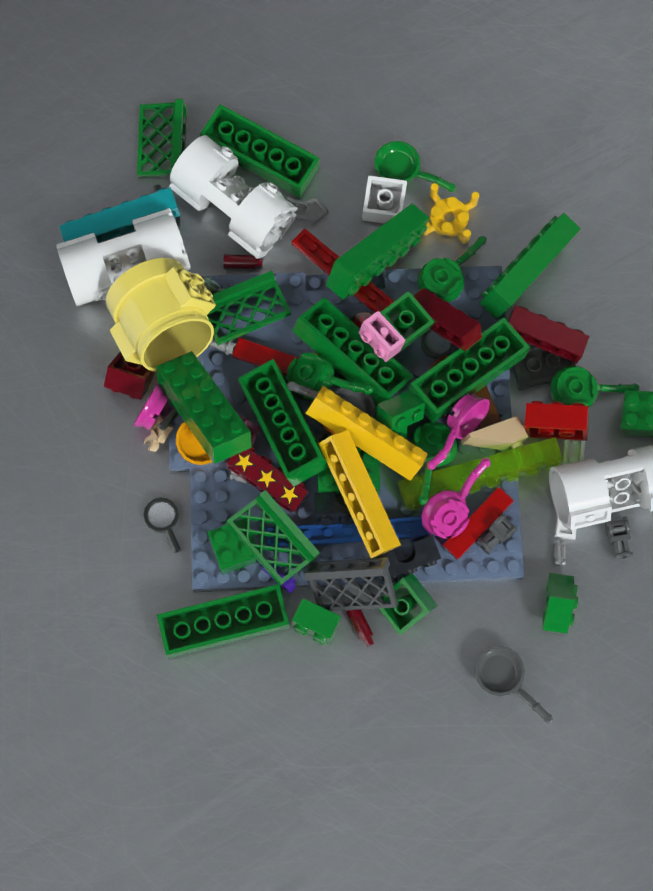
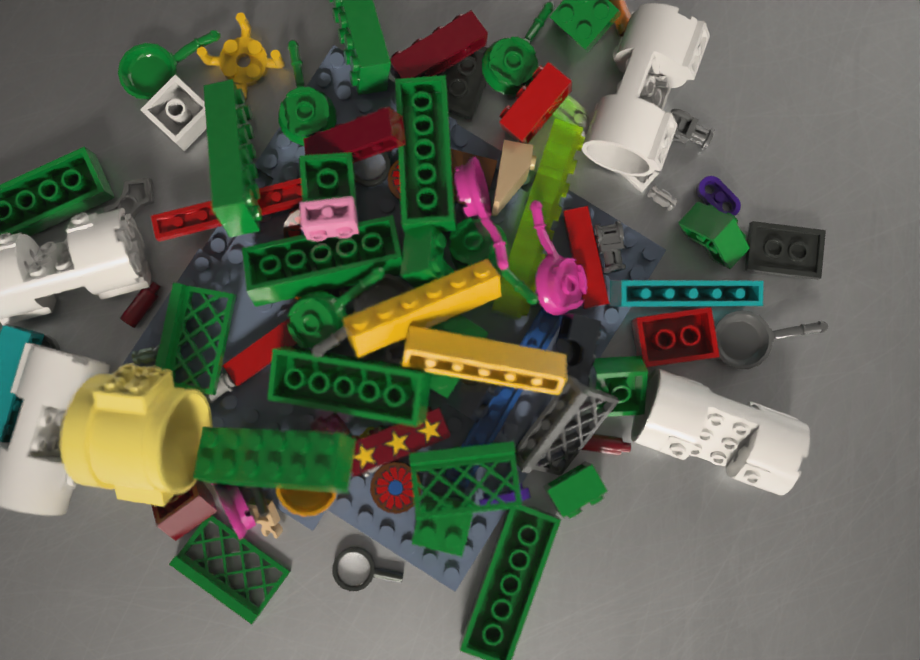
camera: 55 degrees left, 10 degrees up
(91, 438) = (215, 586): none -> green fence
(233, 498) = (393, 488): none -> tile
(417, 662) = (748, 440): none -> white cylinder
(467, 622) = (675, 337): none -> red brick
(503, 607) = (685, 293): none -> teal brick
(585, 661) = (785, 250): none -> pearl dark grey plate
(588, 591) = (720, 195): none -> dark purple plate

